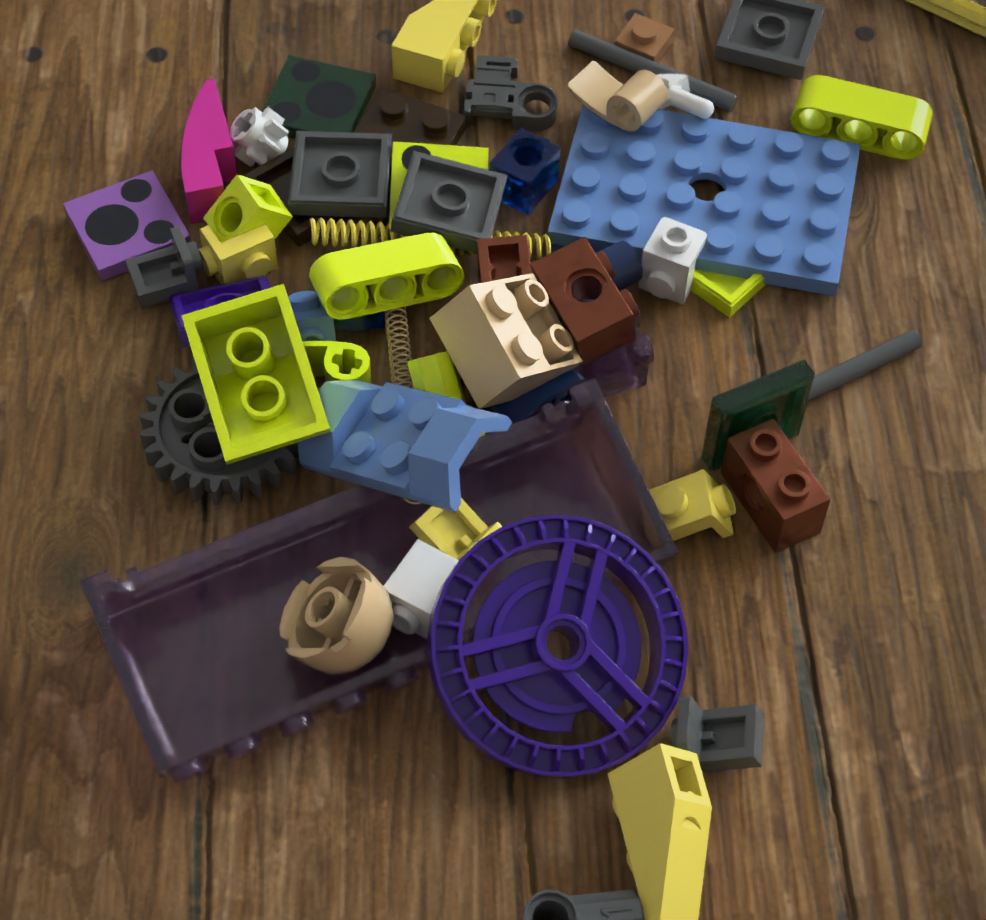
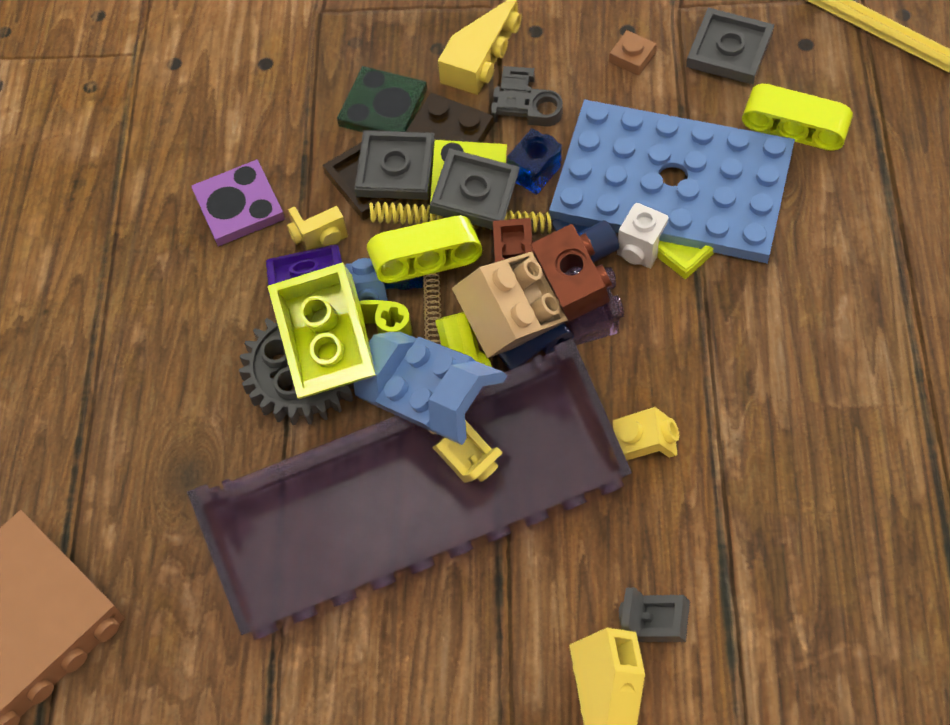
camera: 10 degrees right, 5 degrees up
(165, 271) = (263, 241): dark grey bracket -> none
(206, 153) = (297, 149): dark pink slope -> none
(246, 206) = (322, 192): neon yellow brick -> none
(258, 136) = (336, 133): white gear -> none
(337, 618) = (375, 520): tan cylinder -> none
(416, 586) = (440, 498): white brick -> none
(602, 639) = (570, 551): dark purple piece -> none
(619, 104) = (608, 106): tan panel -> none
(634, 62) = (638, 77): dark grey bar -> none
(681, 98) = (652, 96): white bar -> none
(774, 396) = (698, 364): clear green tile -> none
(774, 485) = (709, 419): copper brick -> none
(865, 363) = (761, 330): dark grey bar -> none

